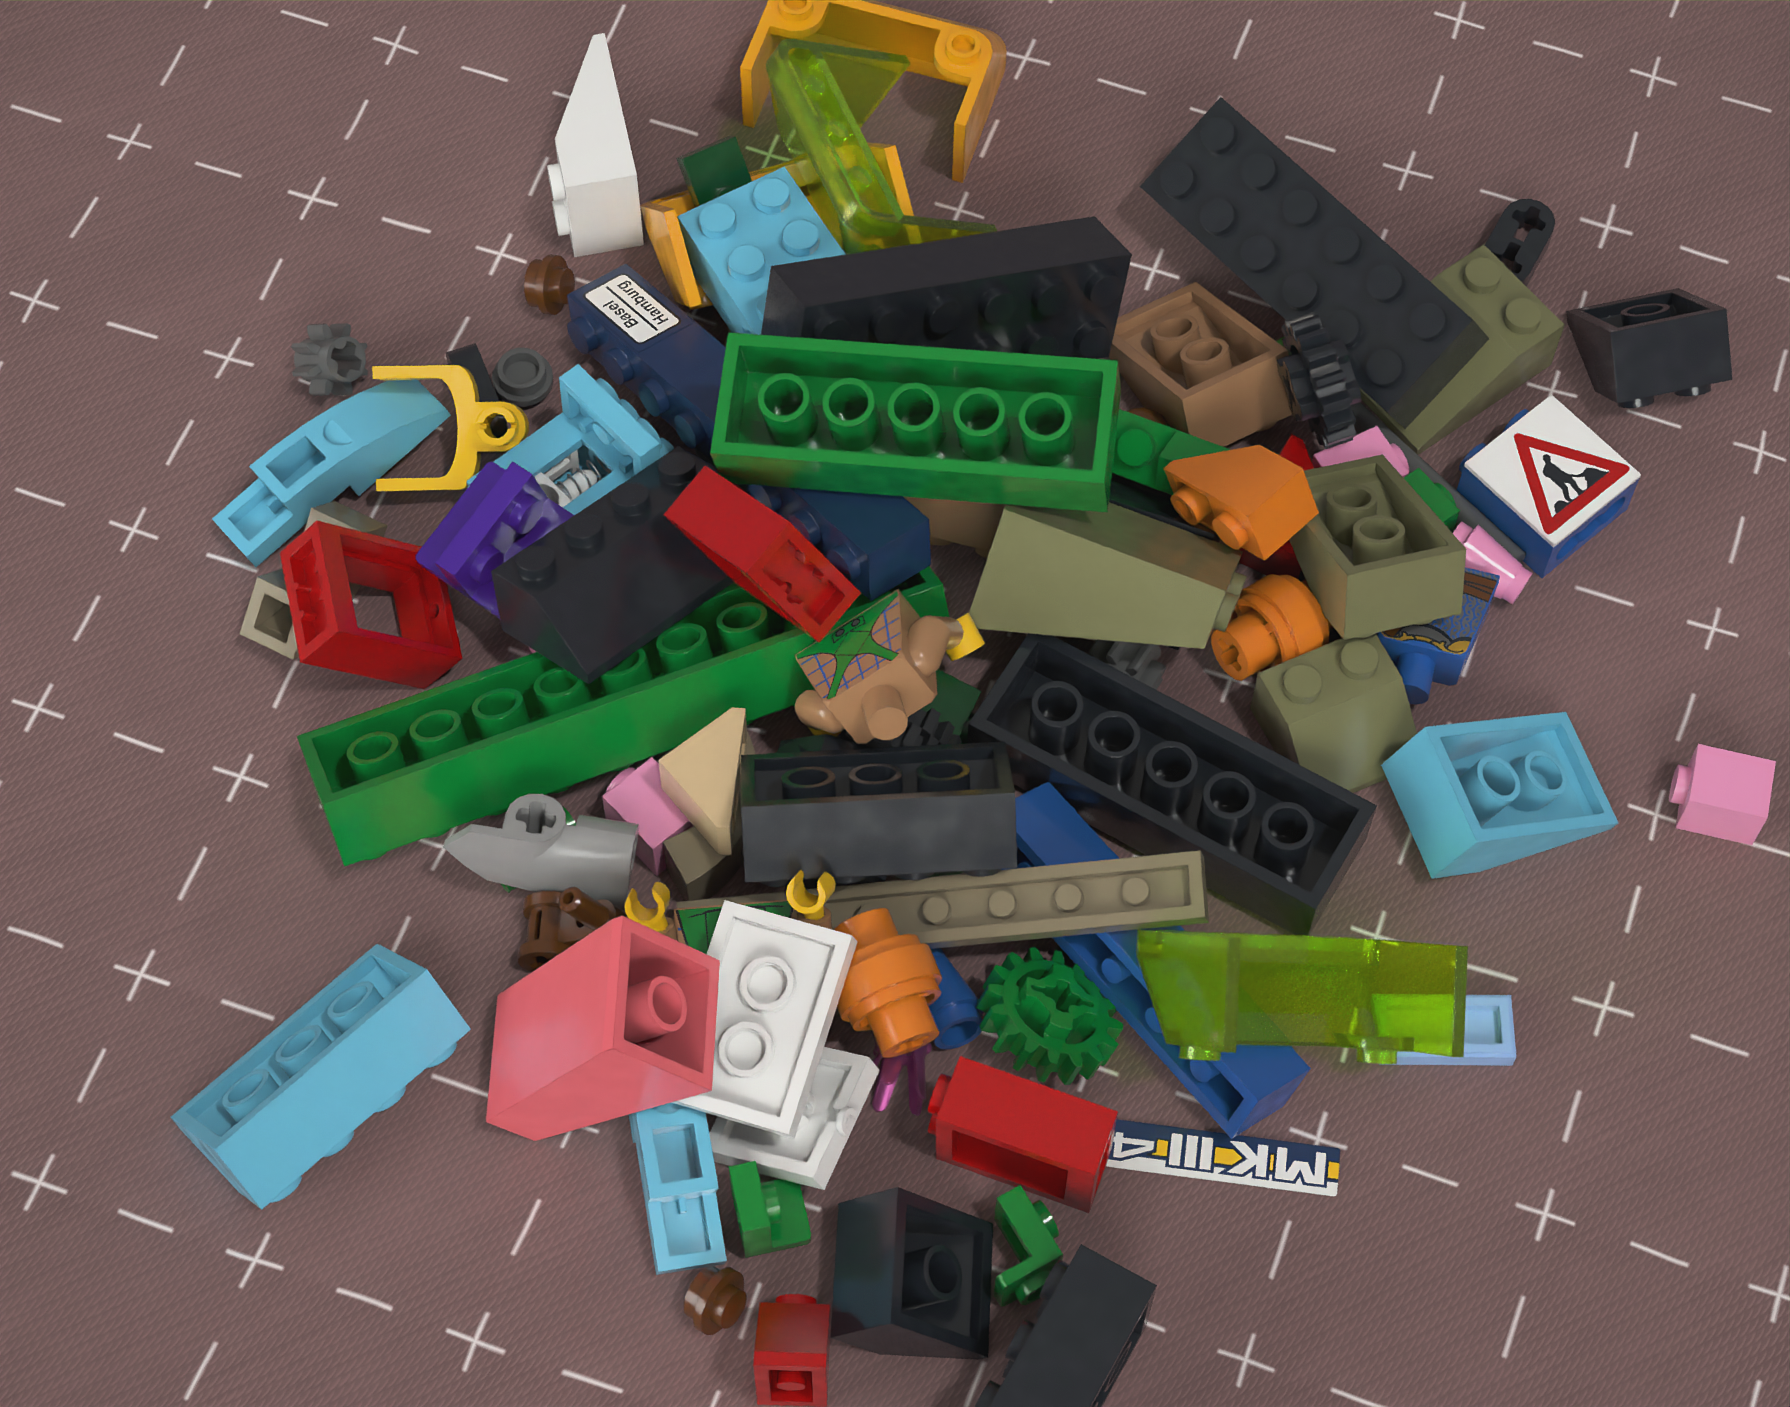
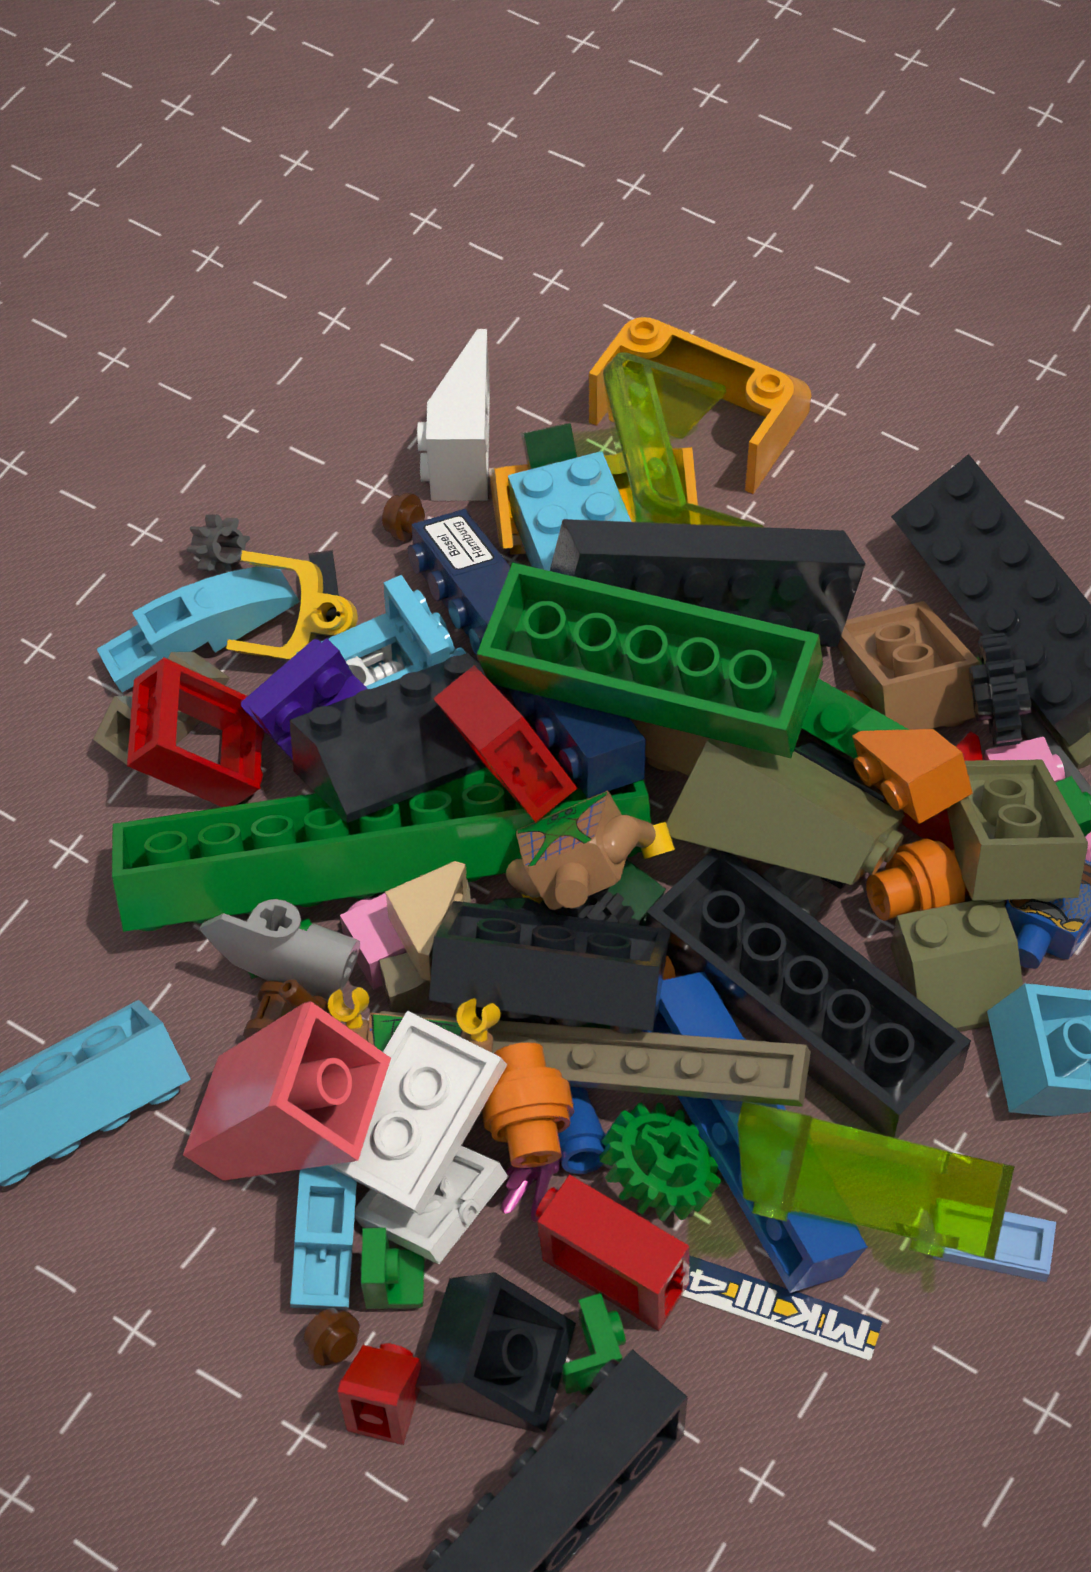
camera: 15 degrees right, 5 degrees down
(522, 377) = (364, 583): dark grey plate -> none

